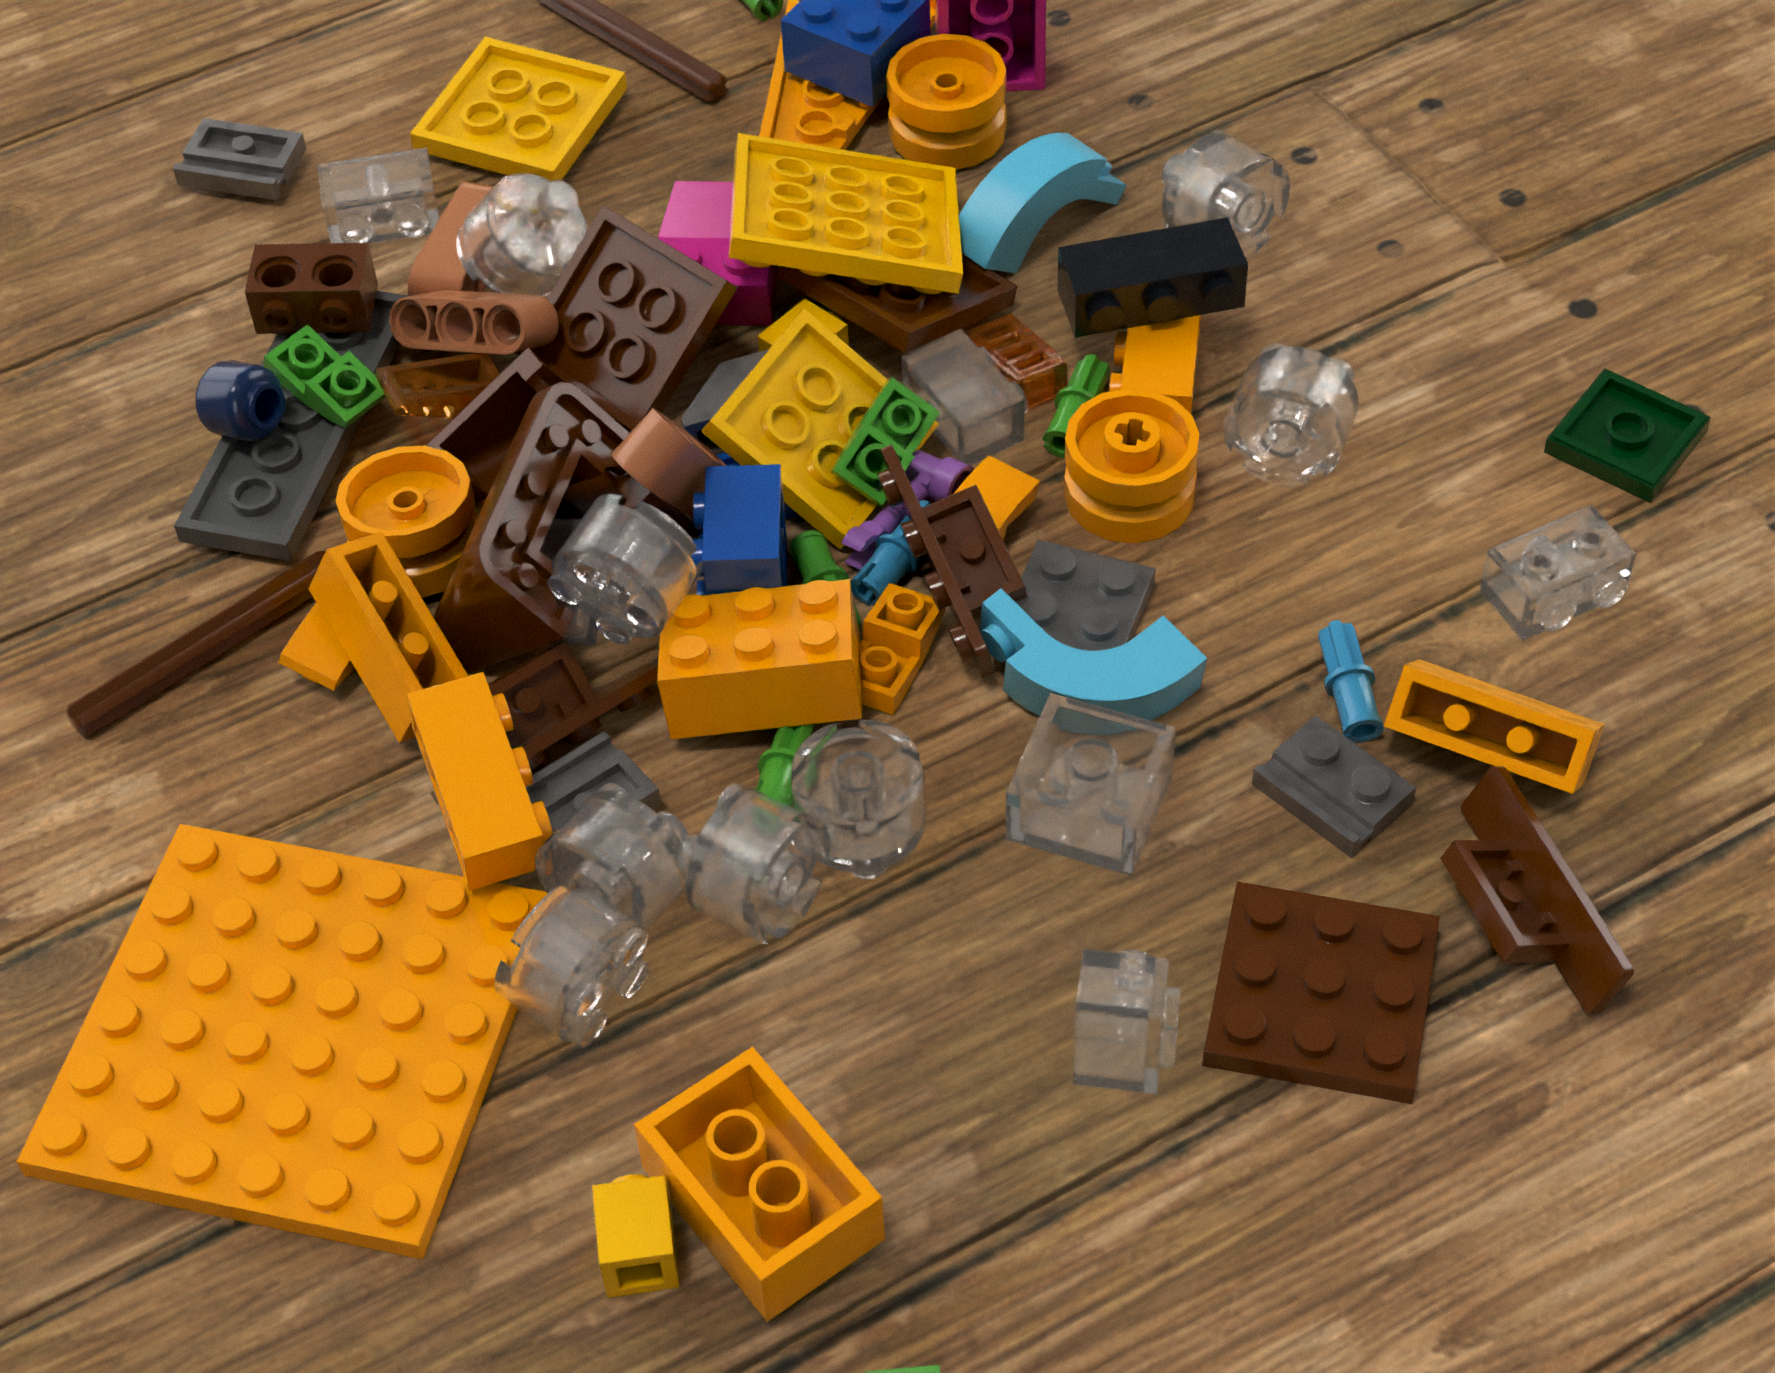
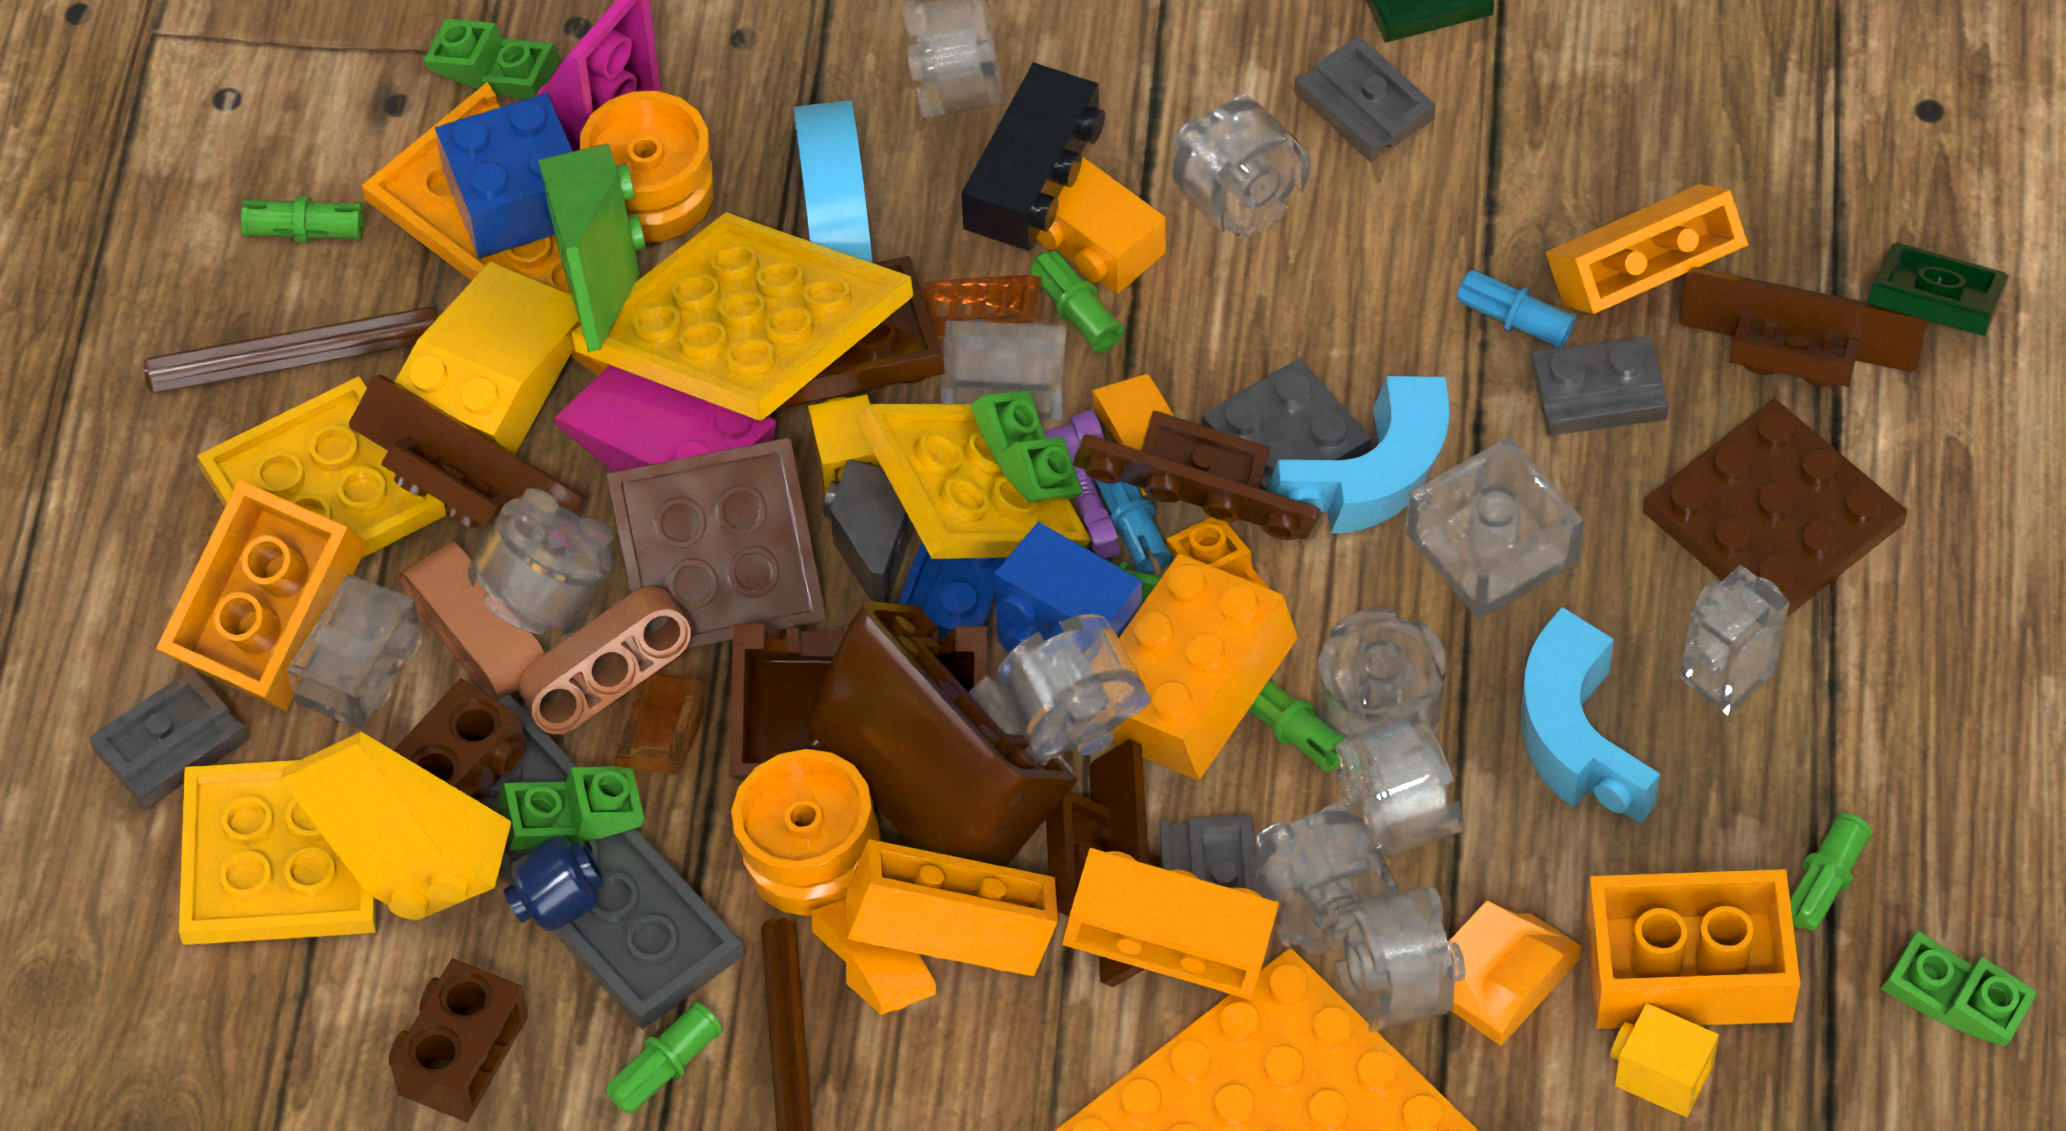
camera: 55 degrees left, 5 degrees up
(85, 442) = (471, 1042): none -> reddish brown brick
(157, 565) = (663, 1058): none -> bright green axle
(178, 262) = (260, 863): none -> yellow plate
(210, 298) = (399, 826): none -> yellow slope
(372, 106) = (259, 593): none -> light orange brick
(577, 138) = (448, 458): none -> reddish brown bracket
(646, 1054) = (1509, 968): none -> light orange slope
(666, 460) = (967, 592): nougat beam -> none
(687, 119) = (494, 354): none -> yellow slope
(806, 84) = (594, 234): none -> bright green slope
(944, 937) = (1561, 743): none -> medium azure arch
(951, 1254) = (1828, 870): none -> bright green axle
(1131, 465) = (1190, 303): light orange wheel -> none
(1461, 463) = (1365, 98): none -> flat silver plate
(1557, 572) = (1528, 115): clear brick -> none
(1681, 969) = (1938, 288): none -> dark green tile

